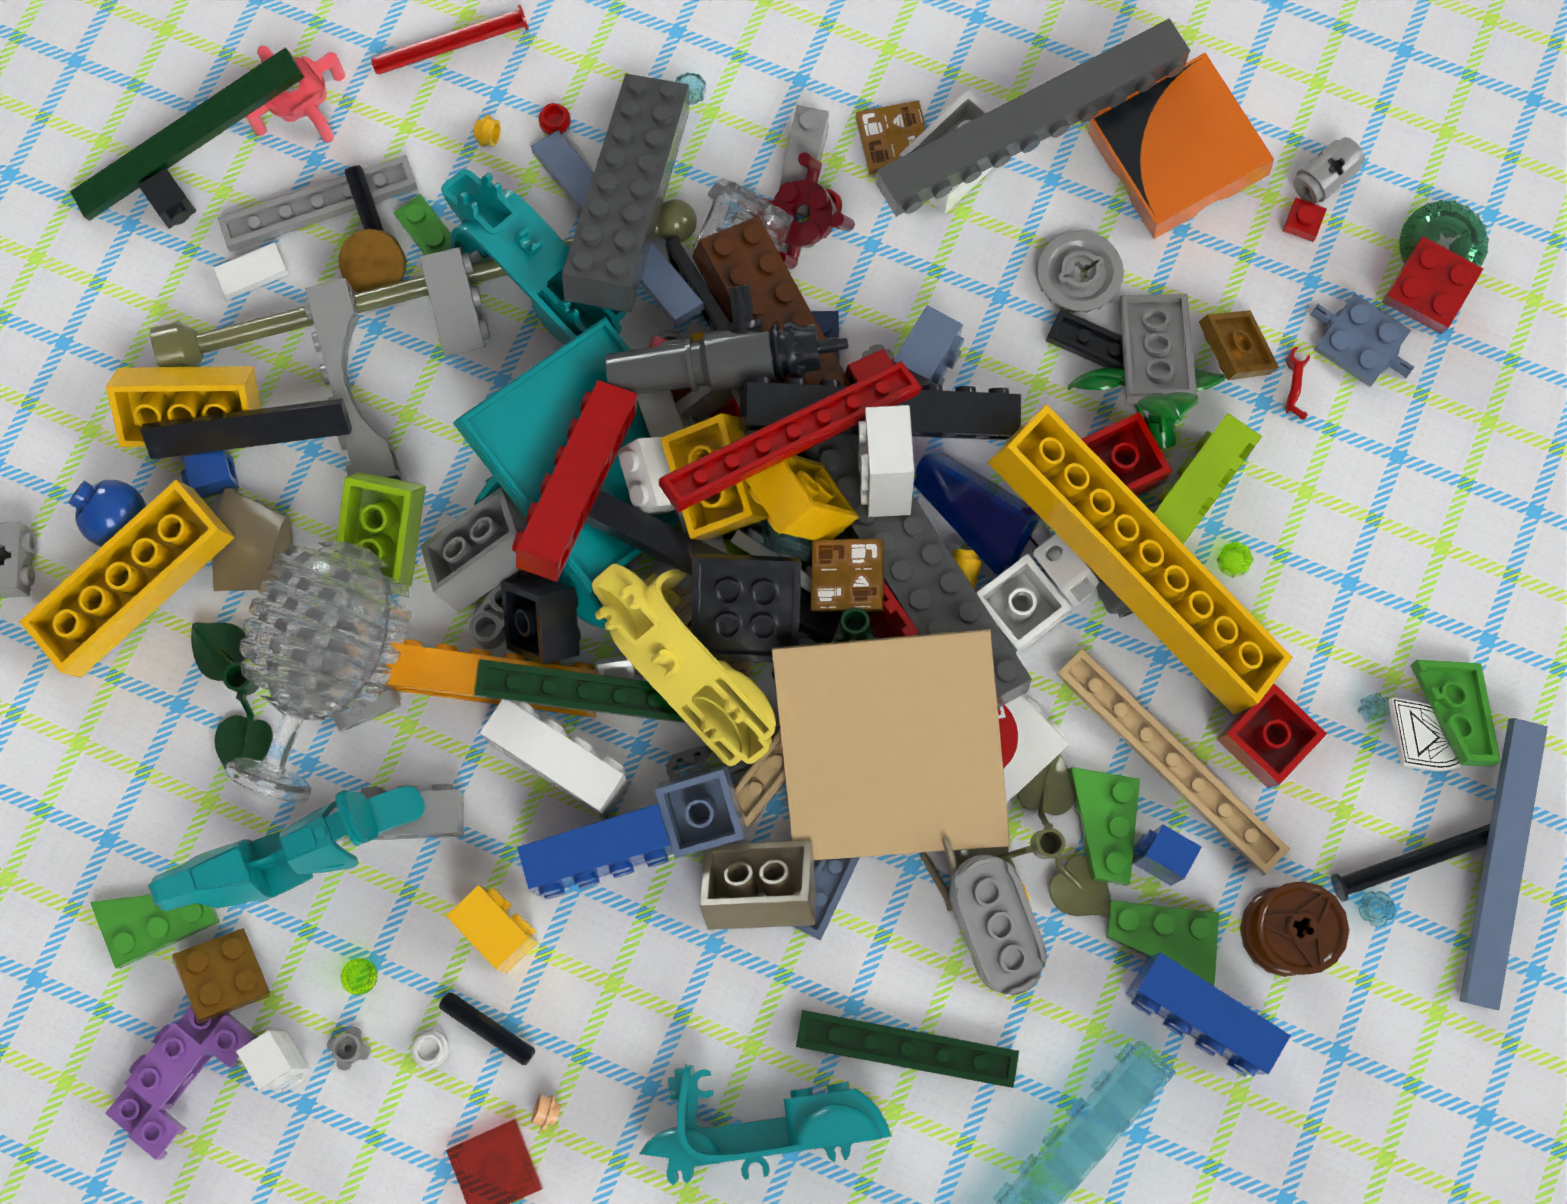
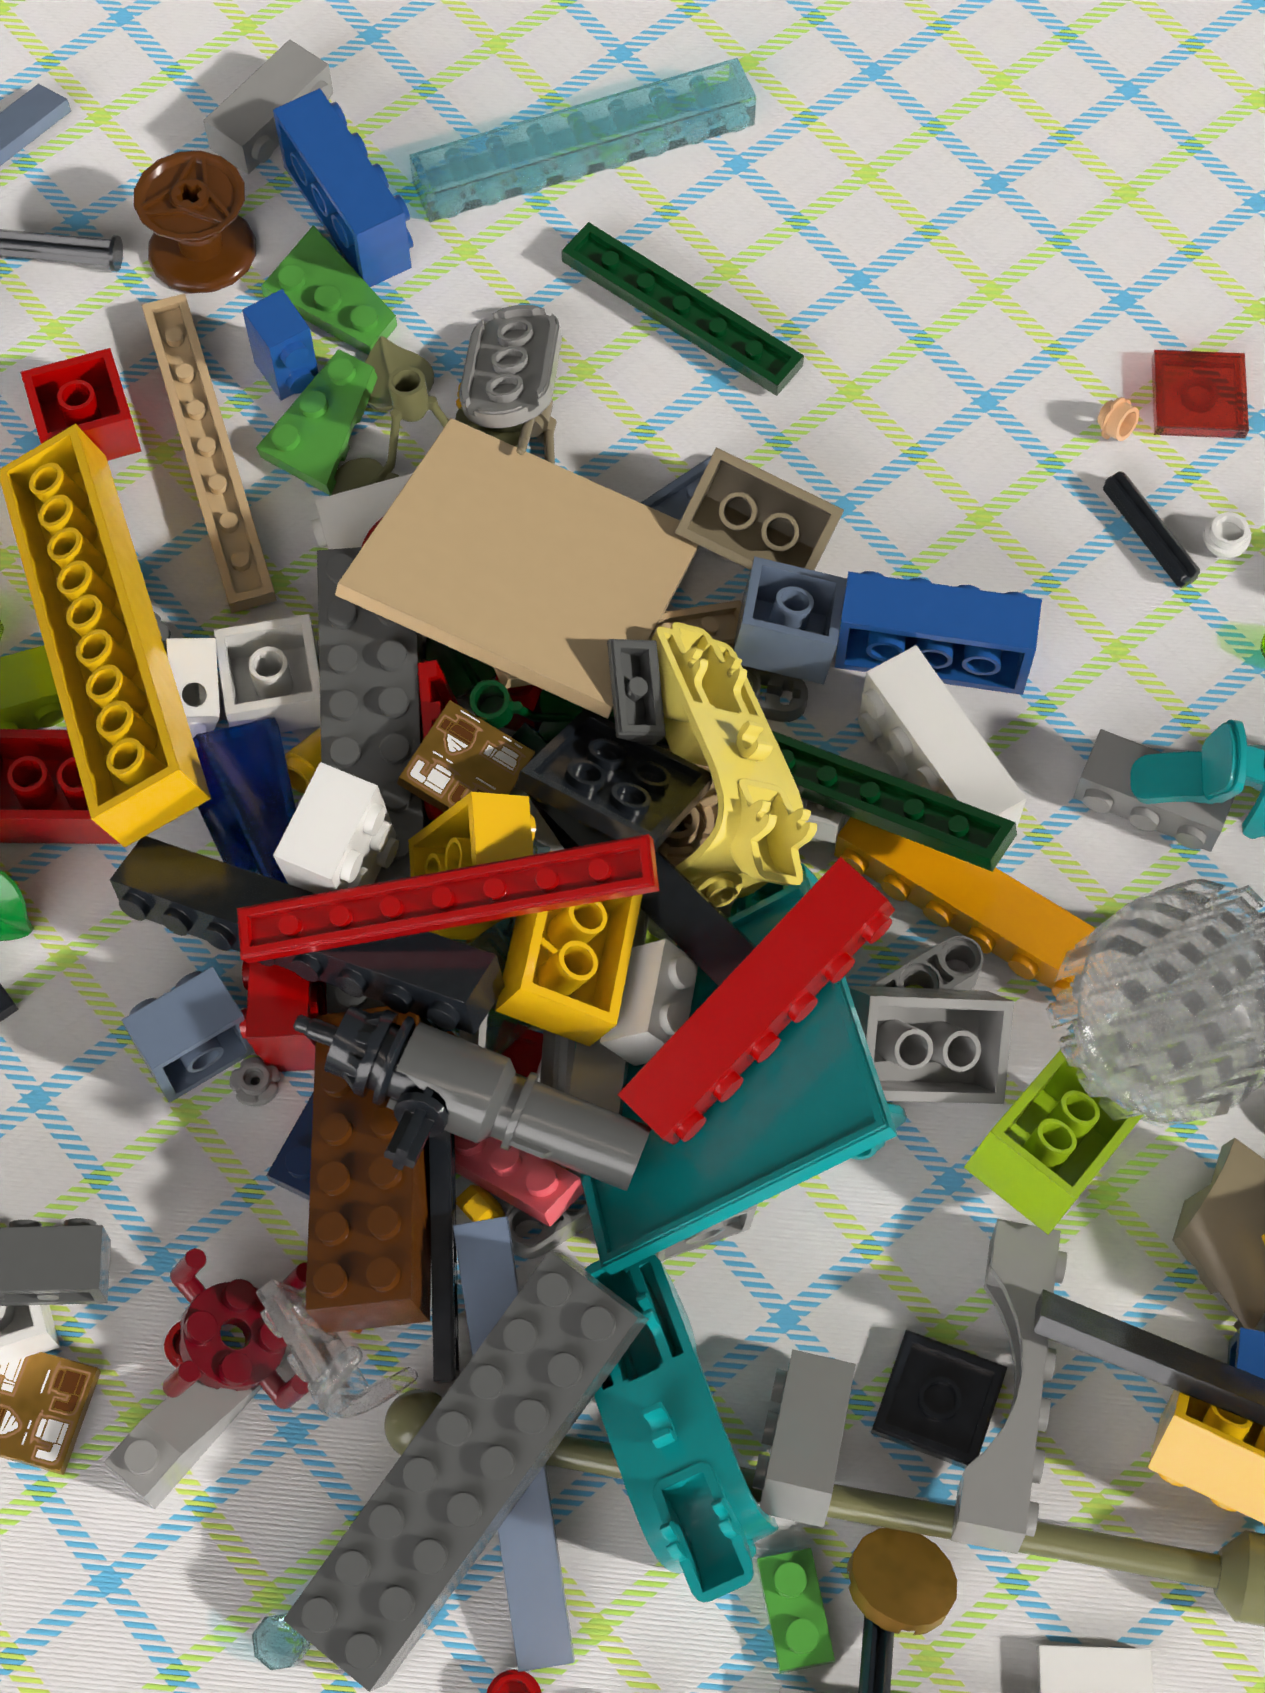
camera: 155 degrees left, 10 degrees down
(393, 373) = (939, 1400): none -> black tile
(492, 928) = (1101, 605): yellow brick -> none
(541, 618) = (915, 922): black brick -> none
(764, 673) = (636, 690): none -> dark grey slope
(810, 1123) = (822, 260): teal piece -> none
(1312, 1075) = (244, 123): none -> light grey brick
(1386, 905) = (86, 212): clear light blue plate -> none

